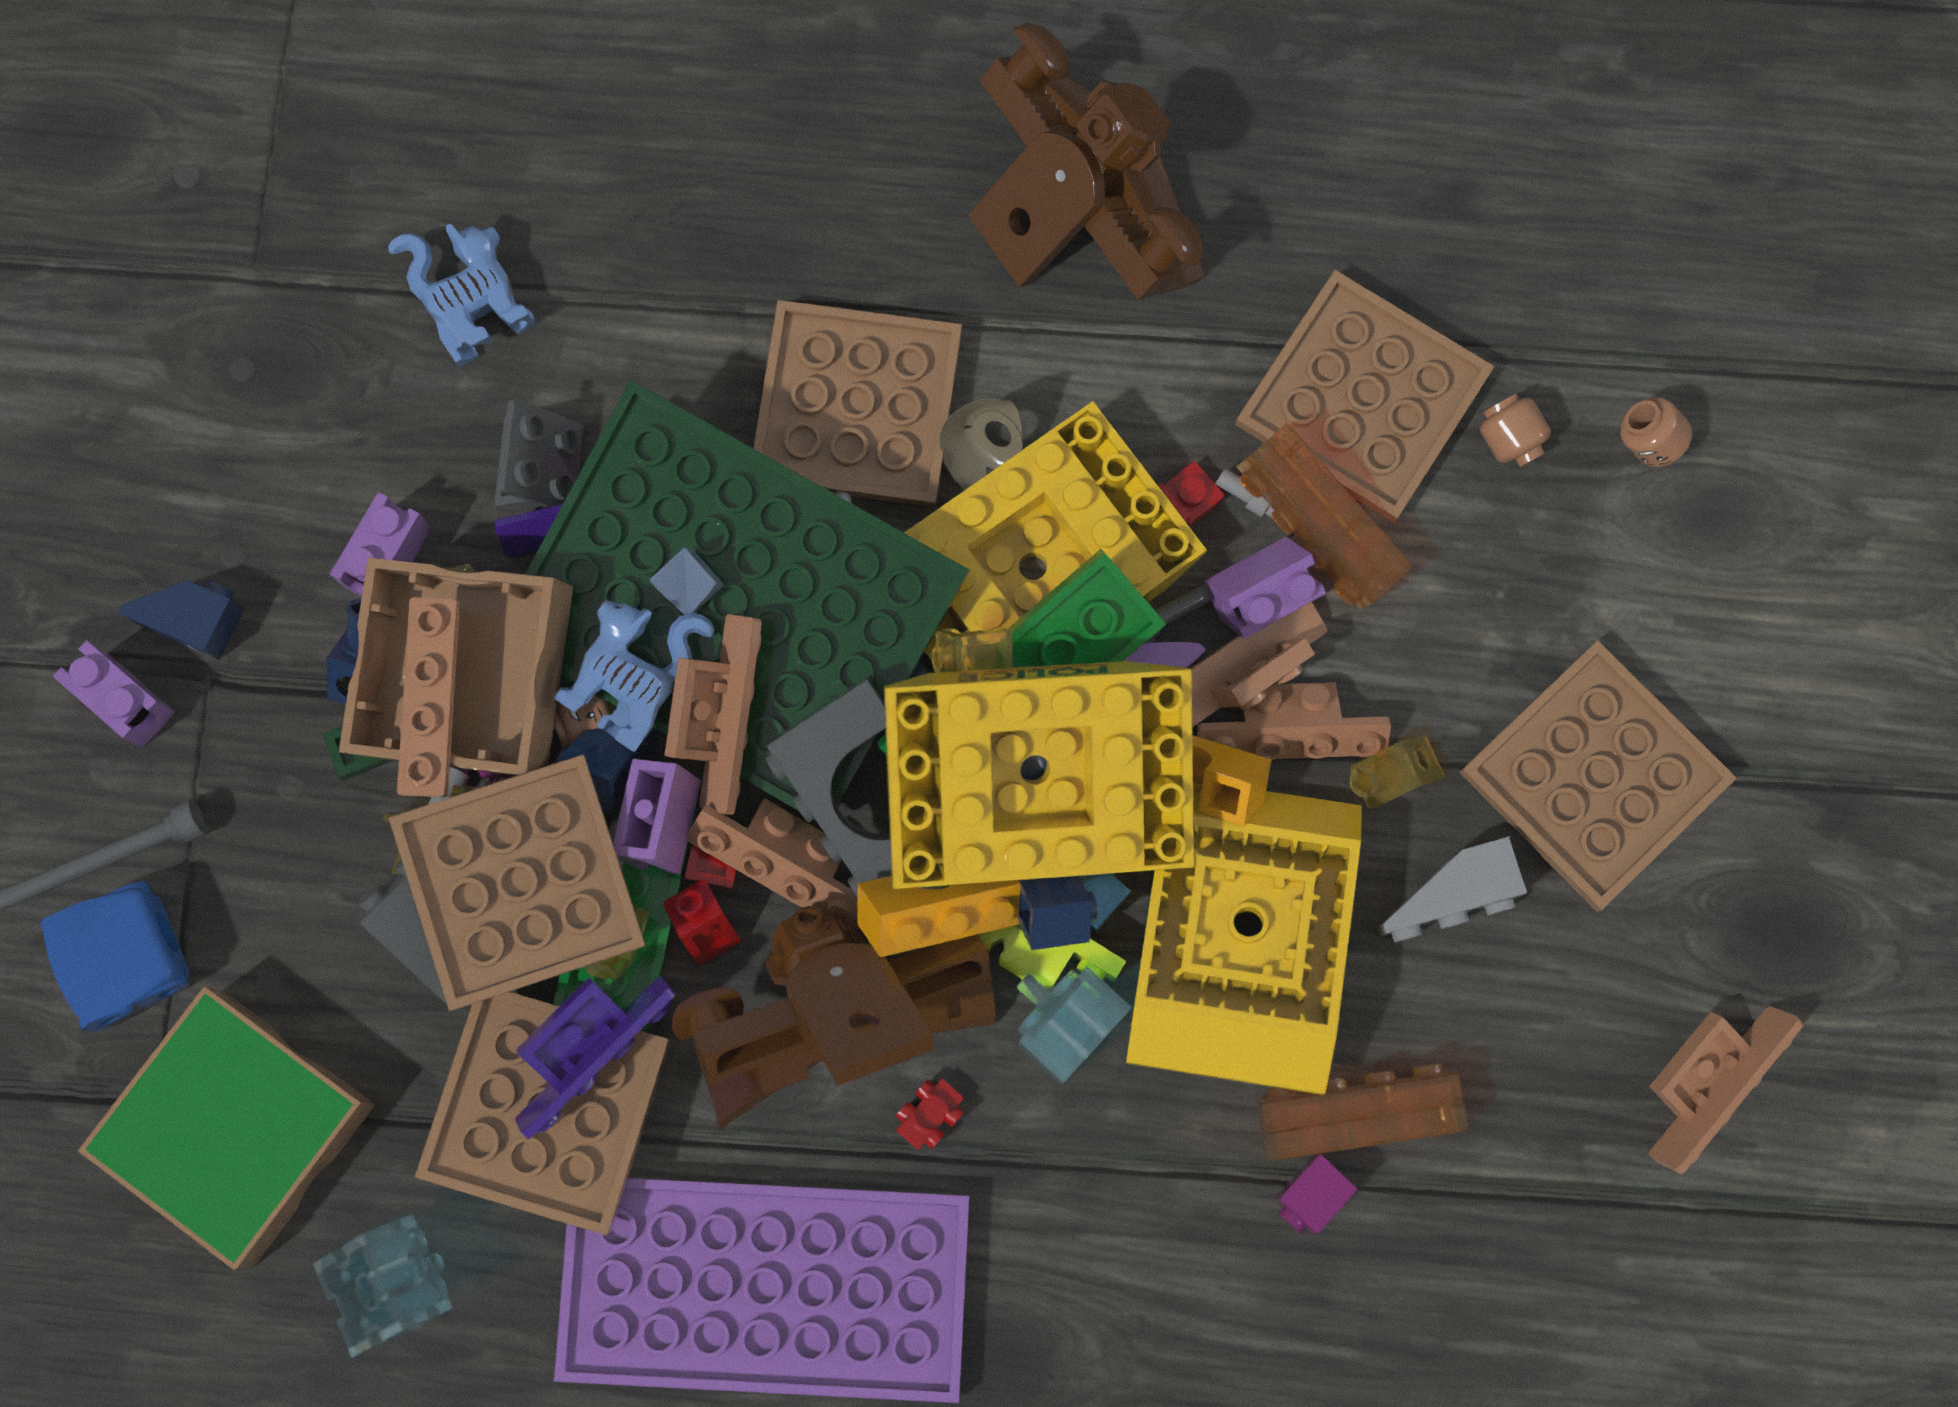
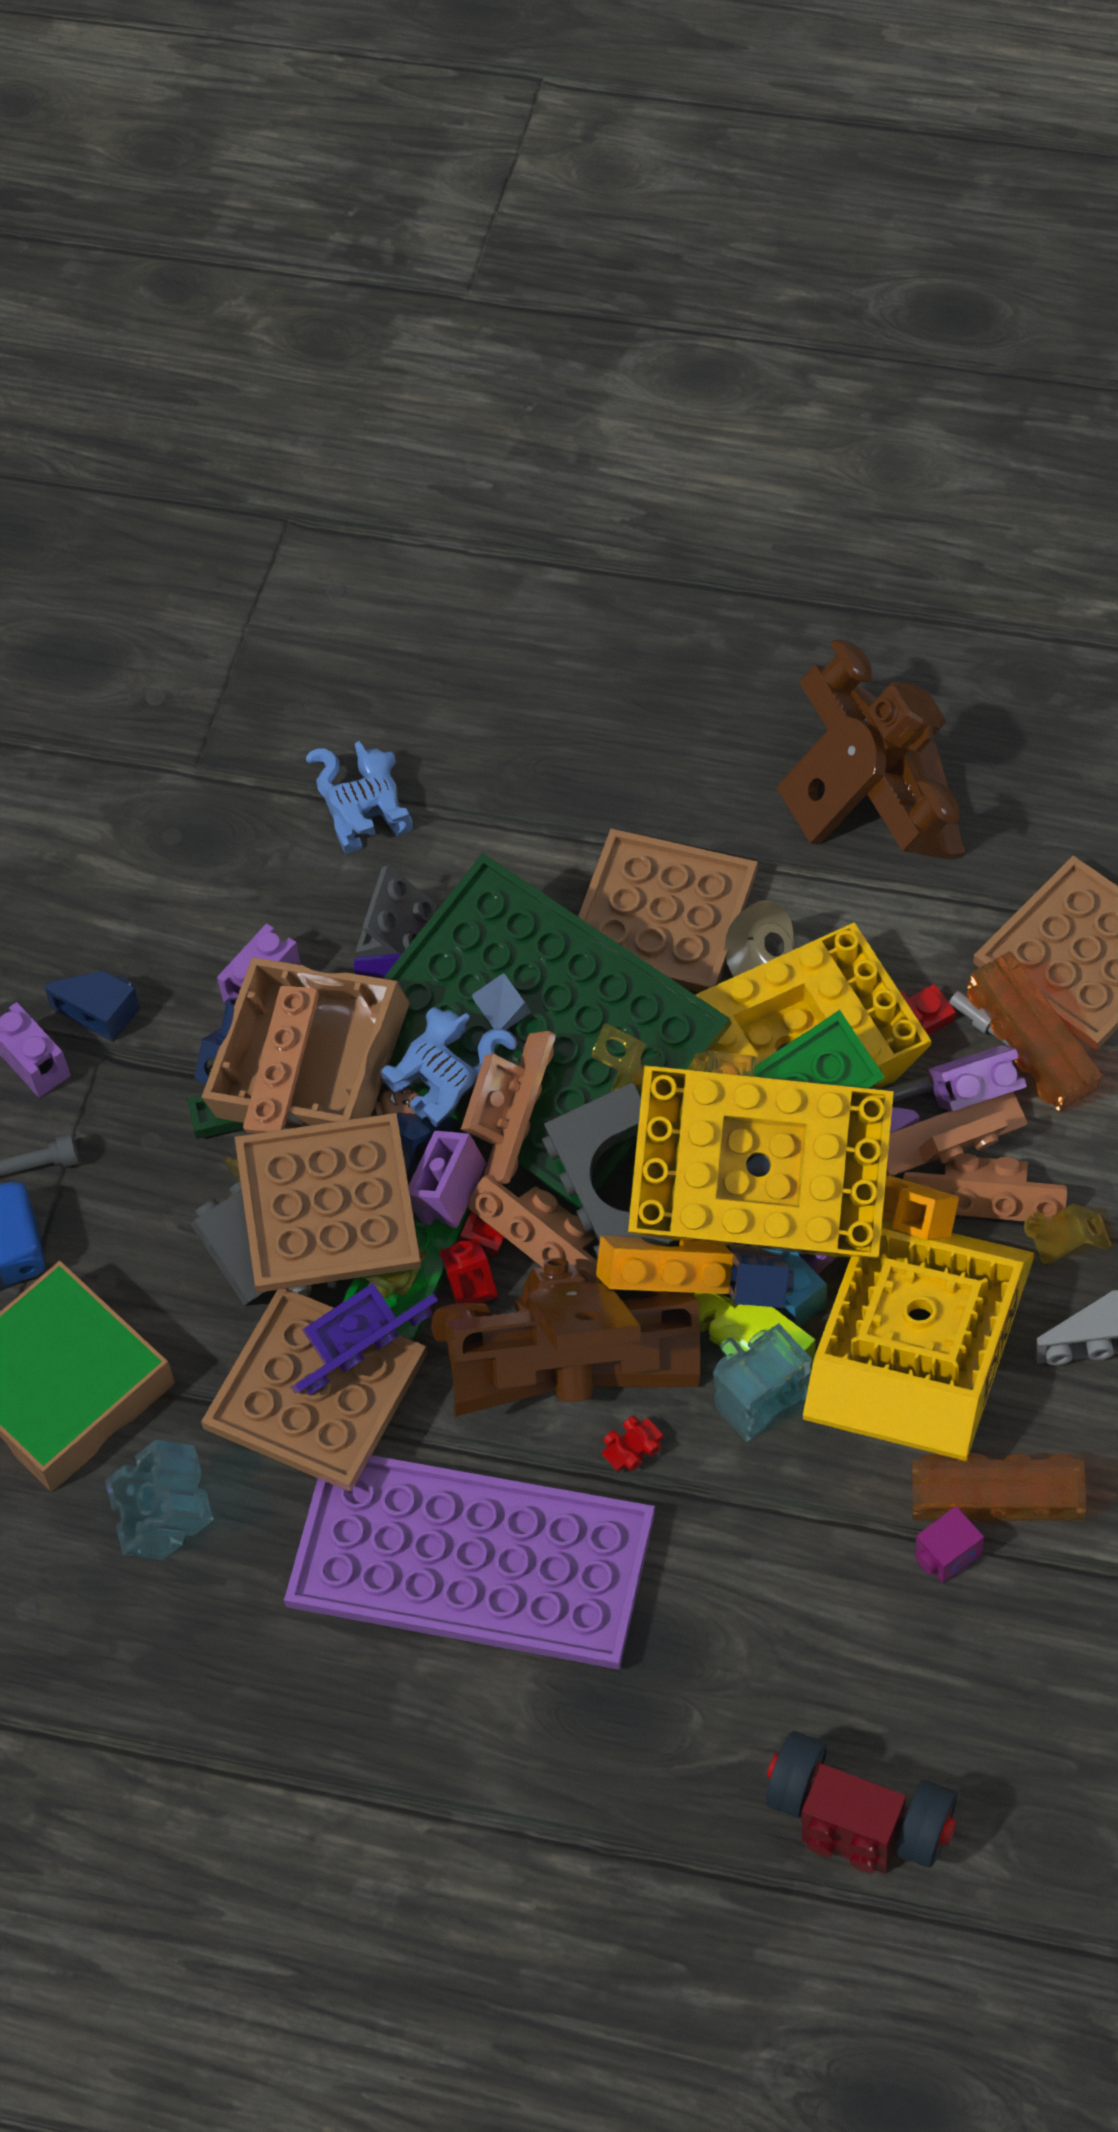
camera: 15 degrees right, 20 degrees down
(858, 657) = (630, 1065): none -> clear yellow bracket

